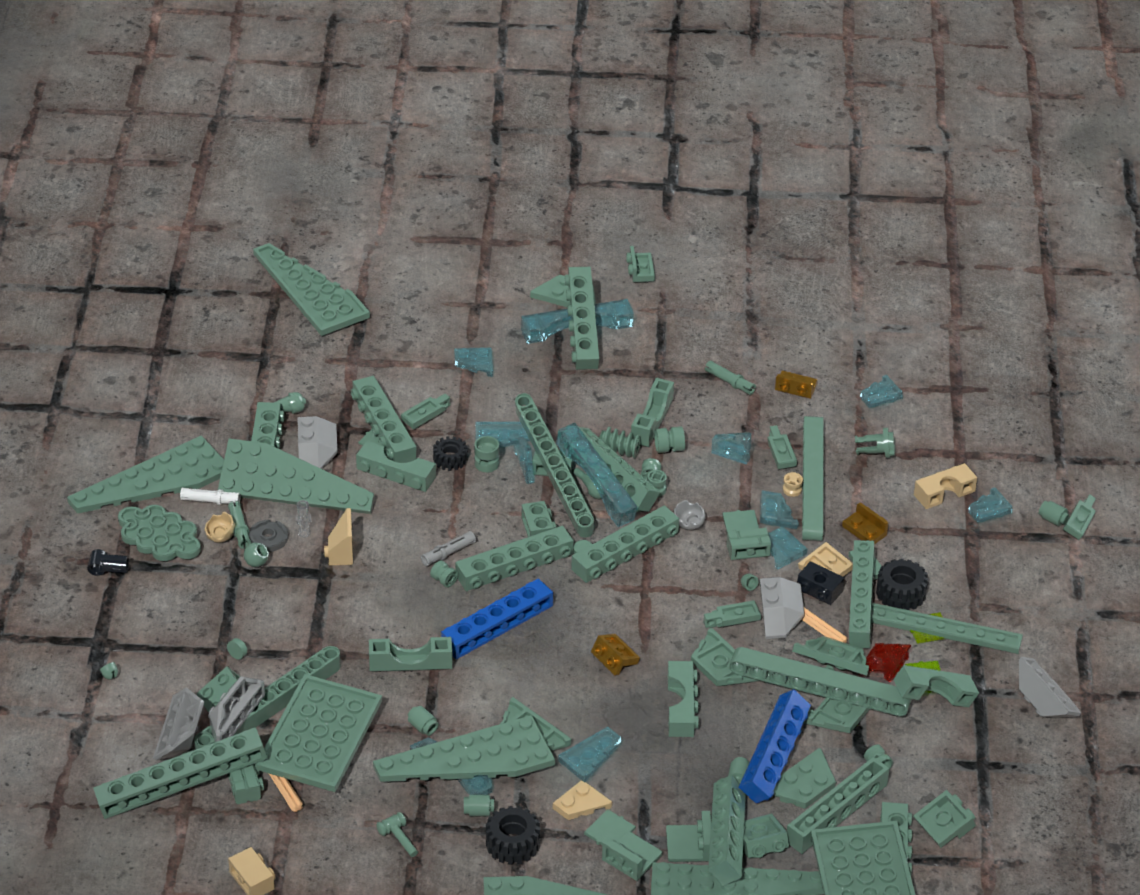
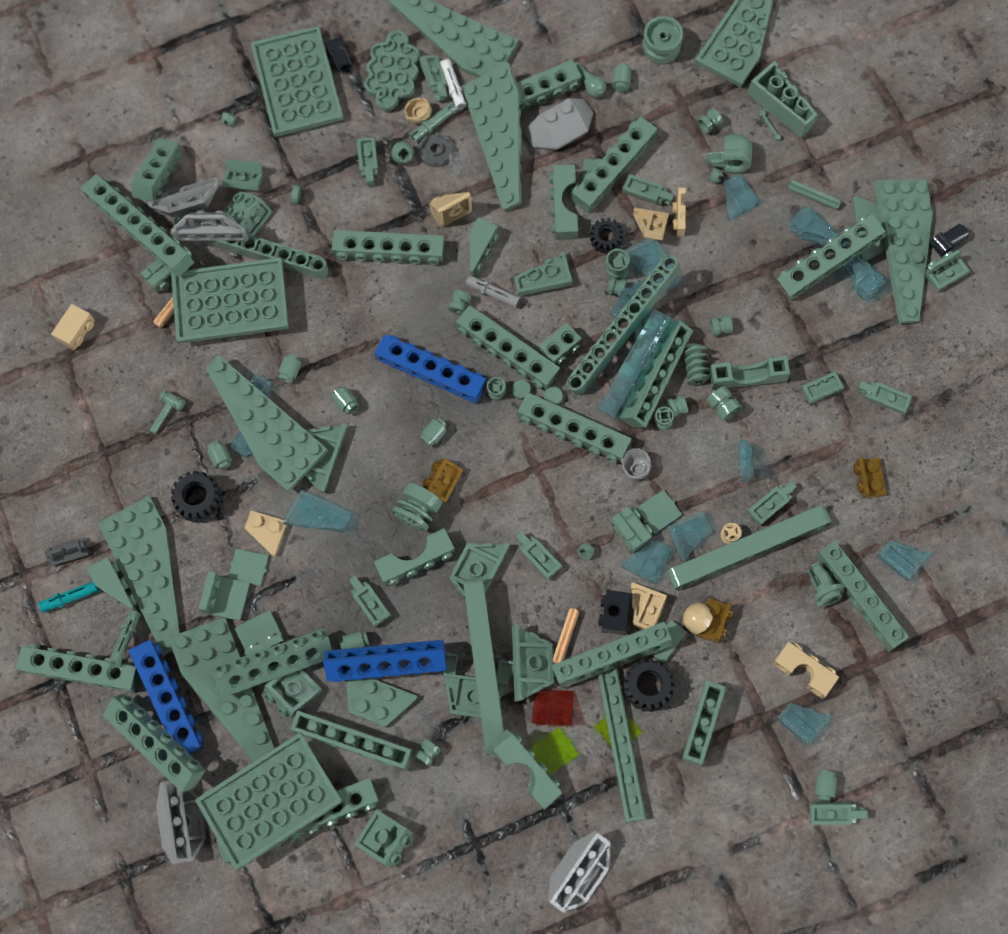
camera: 70 degrees right, 30 degrees up
(111, 604) = (296, 81): none -> sand green plate
(131, 734) = (155, 170): none -> sand green brick
(184, 676) = (243, 175): none -> sand green bracket
(194, 505) = (434, 76): none -> sand green hinge
(241, 584) = (367, 159): none -> sand green hinge
(285, 340) = (662, 39): none -> sand green wheel
(299, 383) = (621, 78): none -> sand green brick
(347, 602) = (343, 239): none -> sand green brick
(388, 345) = (710, 120): none -> sand green wheel
(389, 657) = (350, 323): sand green arch -> none
(394, 538) = (481, 239): none -> sand green slope
(405, 315) = (762, 113): none -> sand green hinge
(407, 293) = (782, 99): none -> sand green wedge
(435, 341) = (736, 154): none -> sand green piece
(444, 361) = (714, 175): none -> sand green hinge
(460, 508) = (545, 277): none -> sand green wing
(461, 417) = (651, 223): none -> tan wing
(466, 395) = (680, 209): none -> tan wing
(485, 690) = (345, 400): none -> sand green brick
(507, 464) = (616, 286): none -> sand green wheel
(510, 314) = (814, 194): none -> sand green axle
(551, 578) = (496, 385): none -> sand green wheel
(556, 263) = (907, 220): none -> sand green wing
(561, 568) = (520, 389): none -> sand green tile
(563, 640) = (433, 432): none -> sand green brick
(593, 414) = (721, 325): none -> sand green wheel
(613, 255) = (946, 241): none -> black piece
(635, 671) = (418, 504): none -> sand green wheel
(695, 378) = (822, 387): none -> sand green plate
(703, 748) = (369, 602): none -> sand green hinge
(728, 345) = (885, 396): none -> sand green hinge
(736, 381) = (840, 425): sand green pin -> none
(780, 605) = (571, 587): light grey wedge -> none
(858, 529) = (697, 618): none -> tan hair
(905, 425) = (862, 597): none -> sand green brick
(958, 562) = (703, 723): none -> sand green brick

